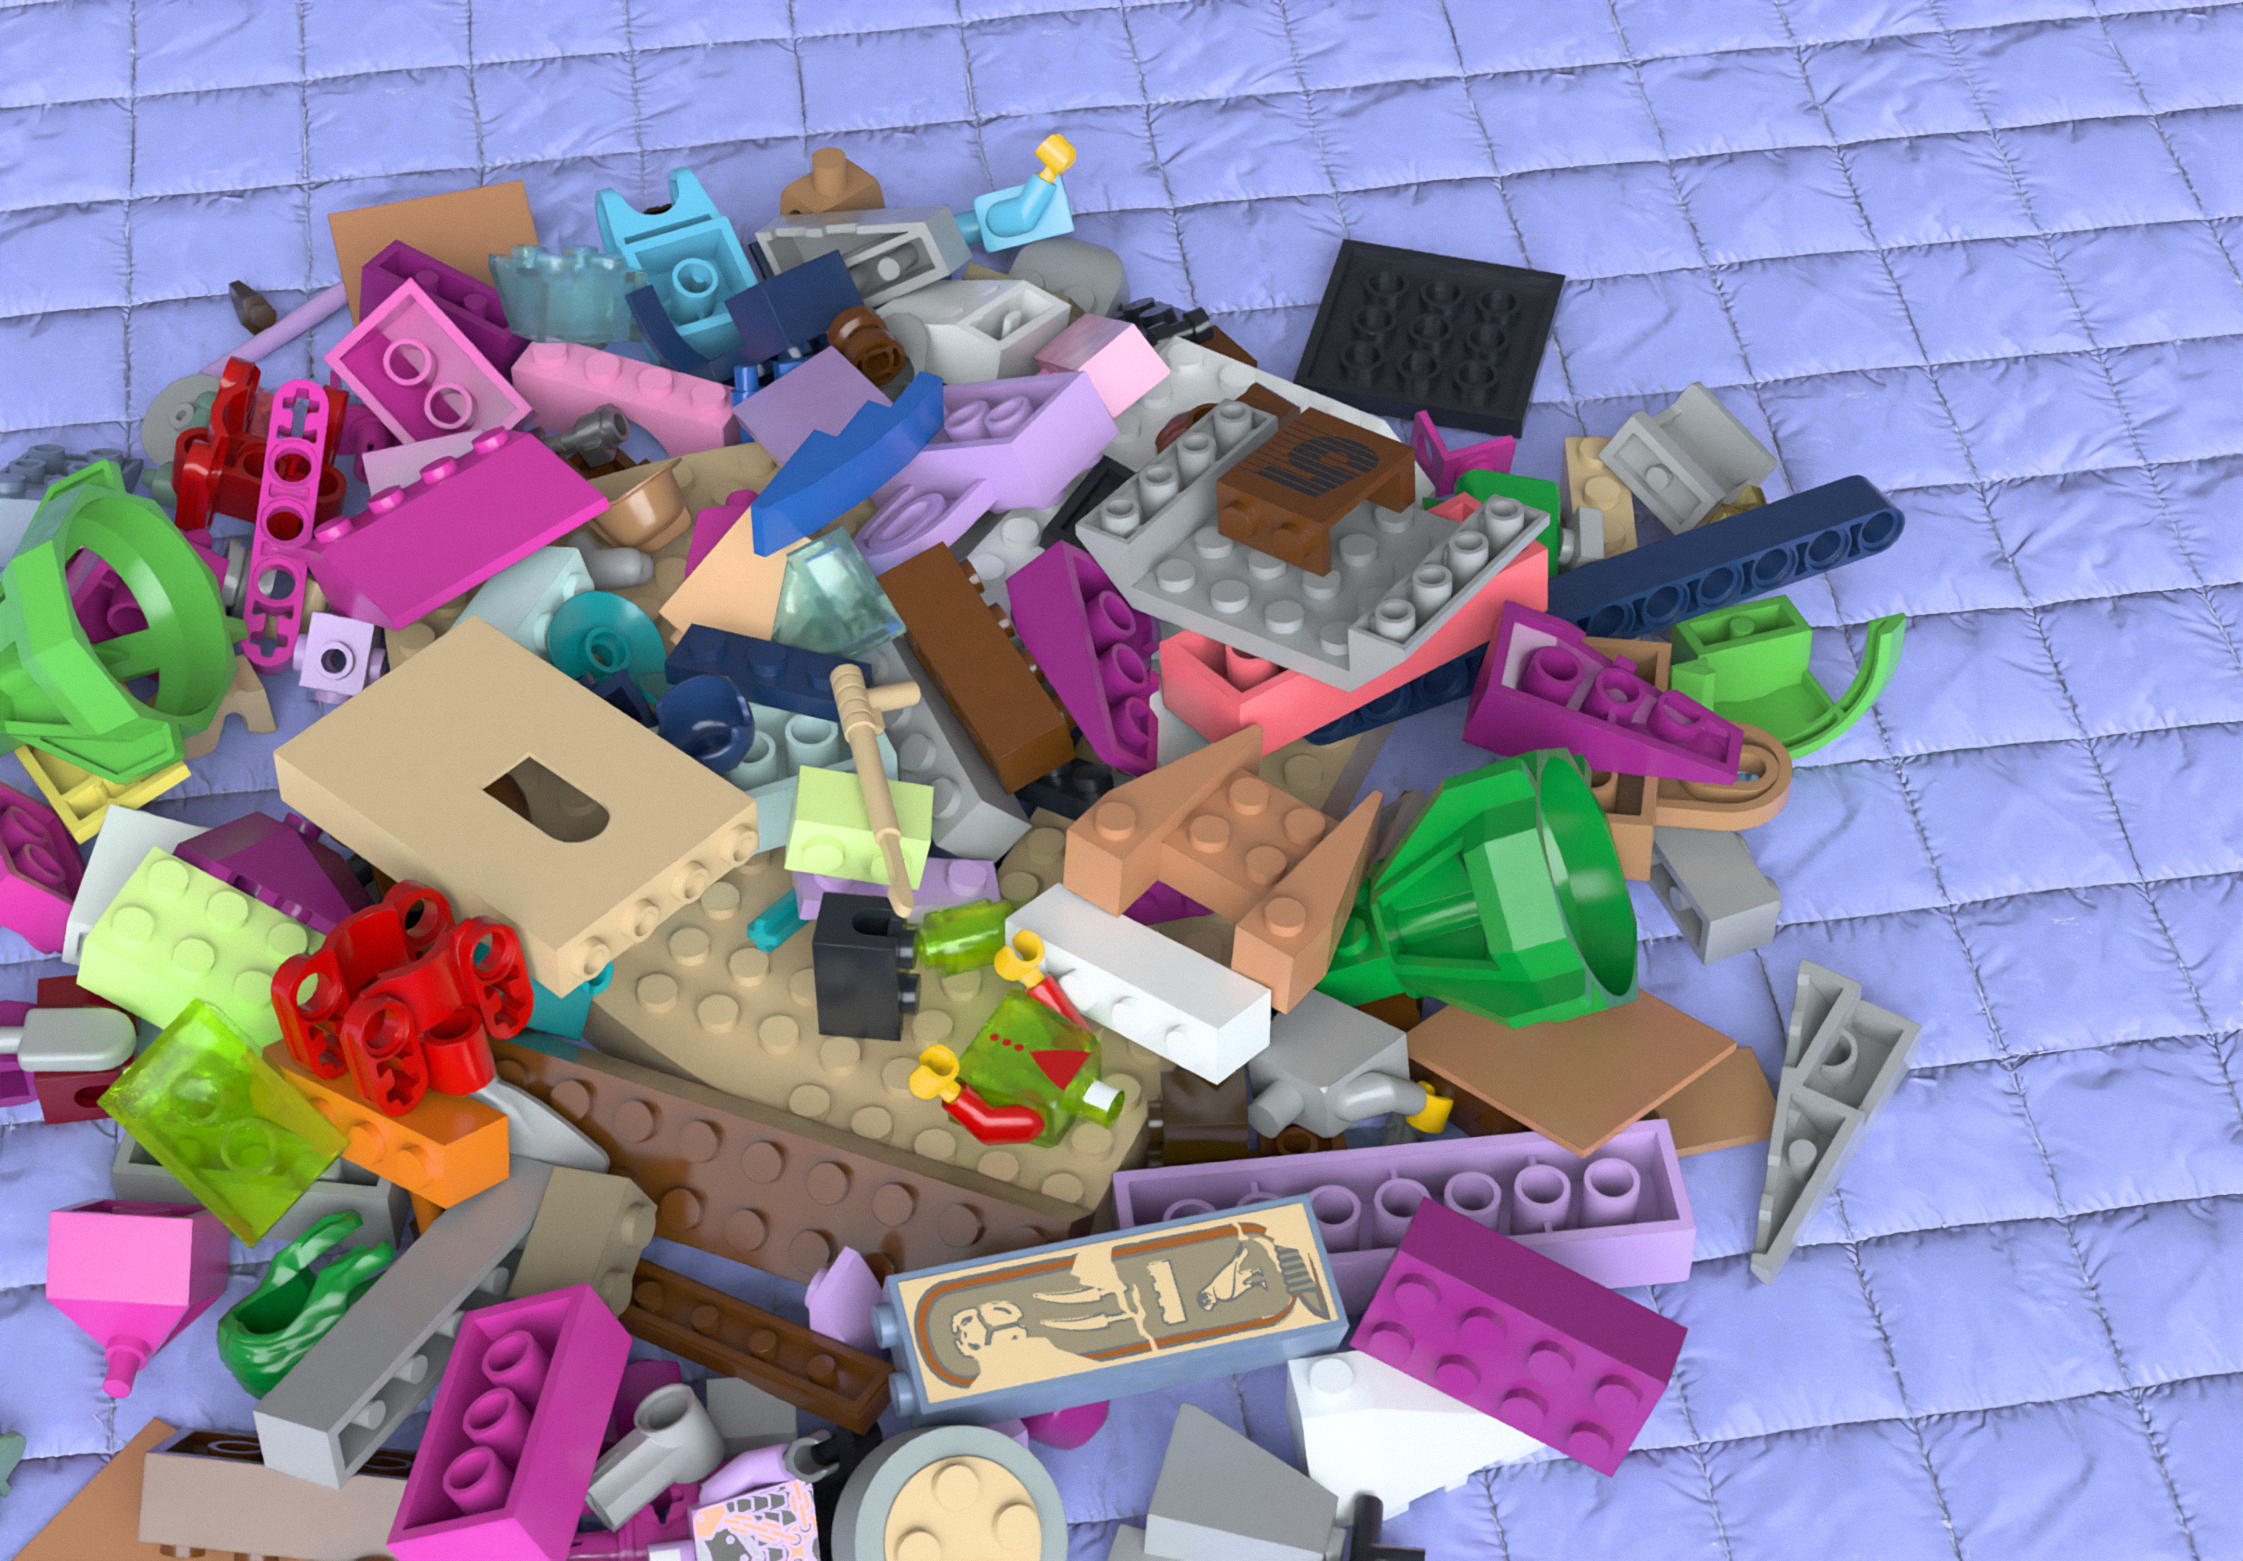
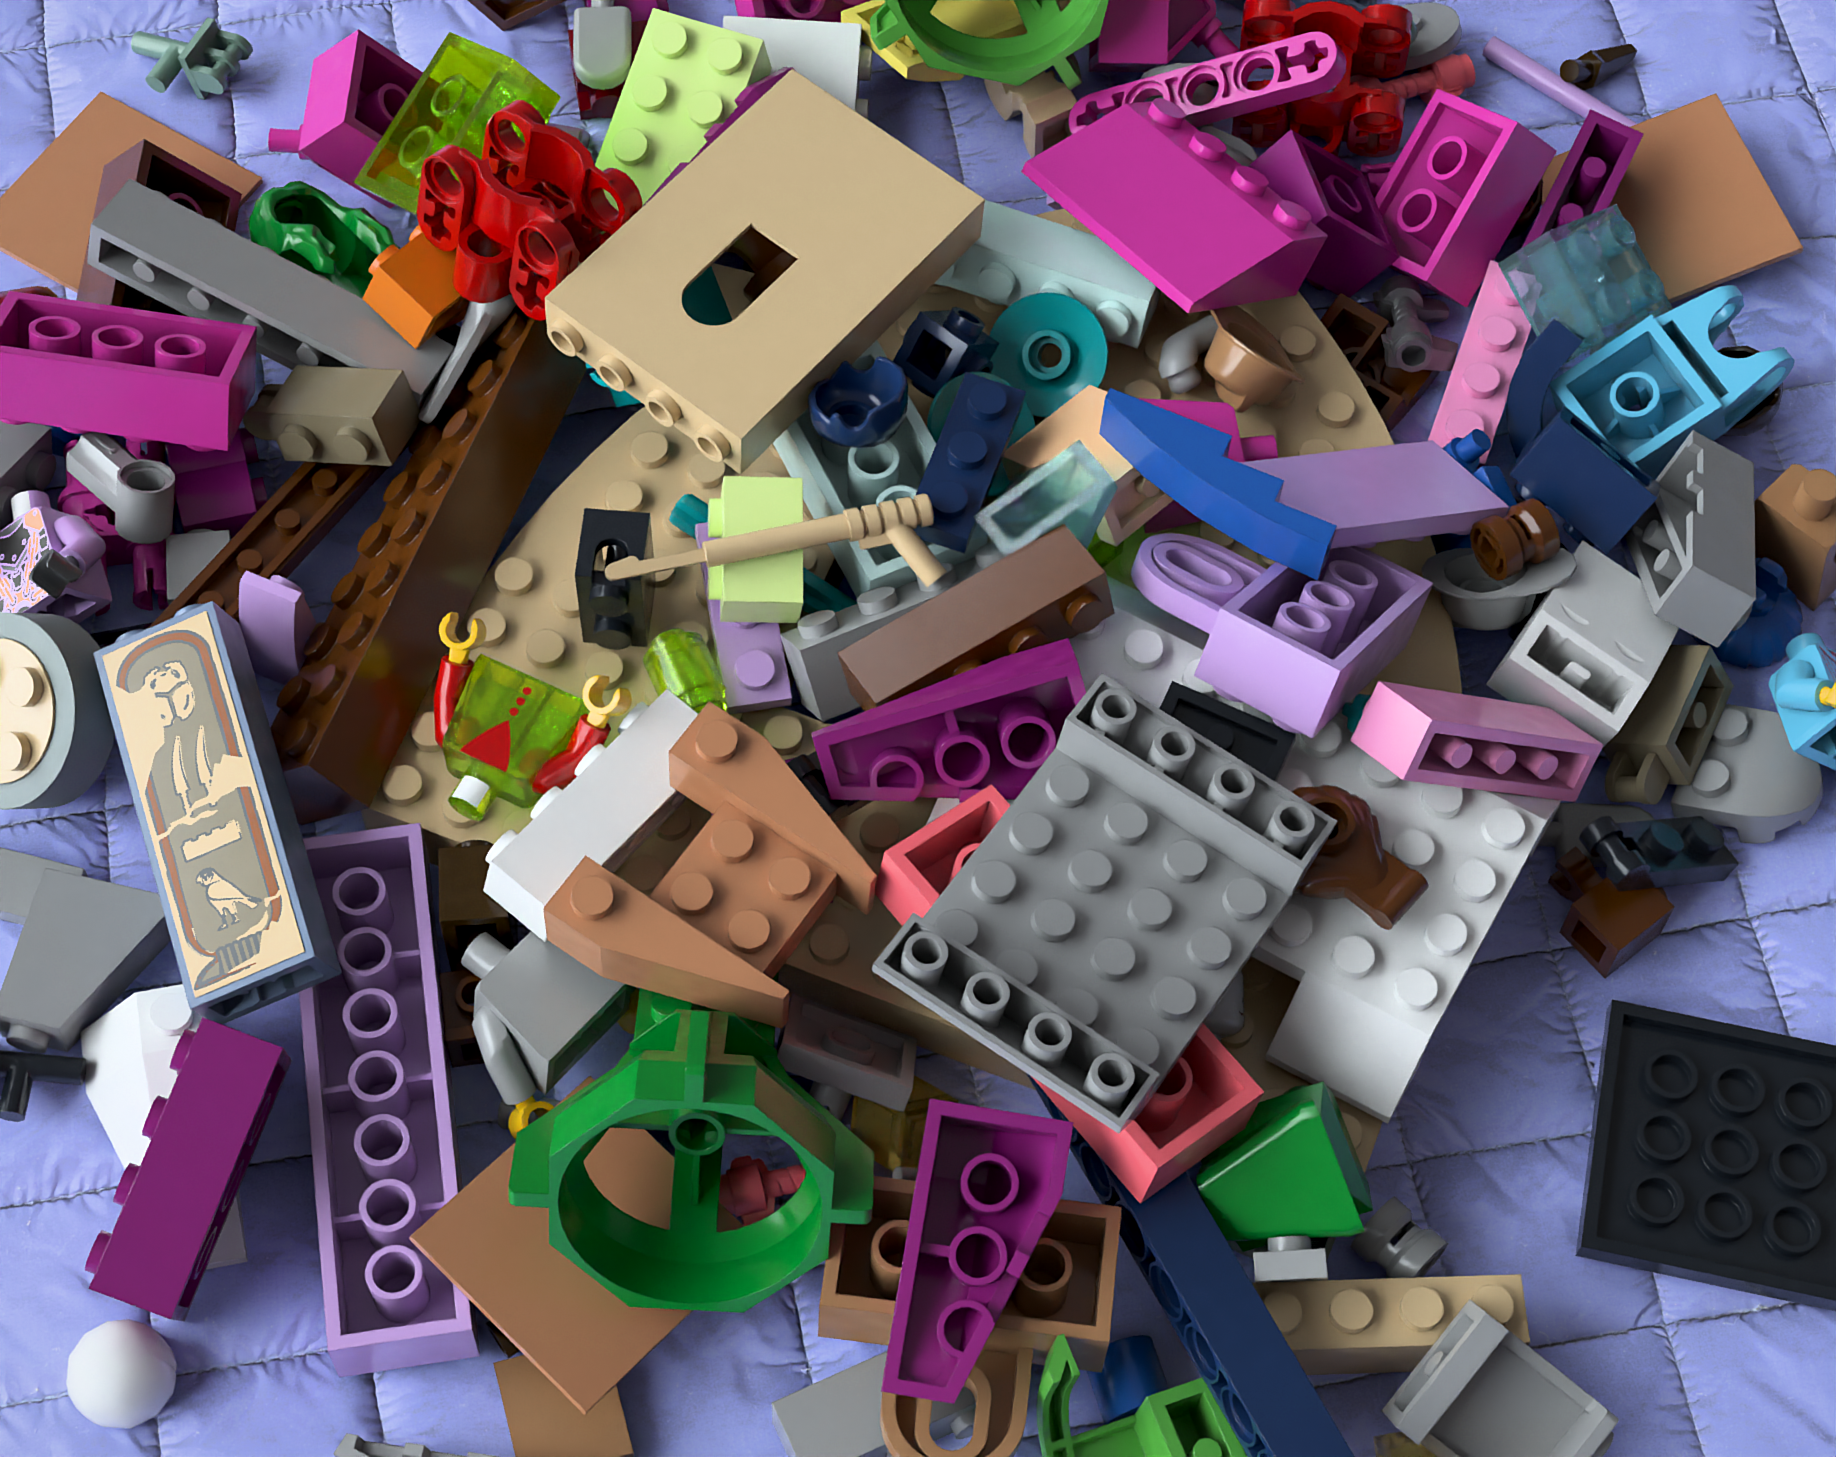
camera: 85 degrees right, 15 degrees up
(1306, 482) = (1172, 892): reddish brown panel -> none
(1450, 466) = (1493, 1195): dark pink bracket -> none
(1699, 1457) = (121, 1374): none -> white hair

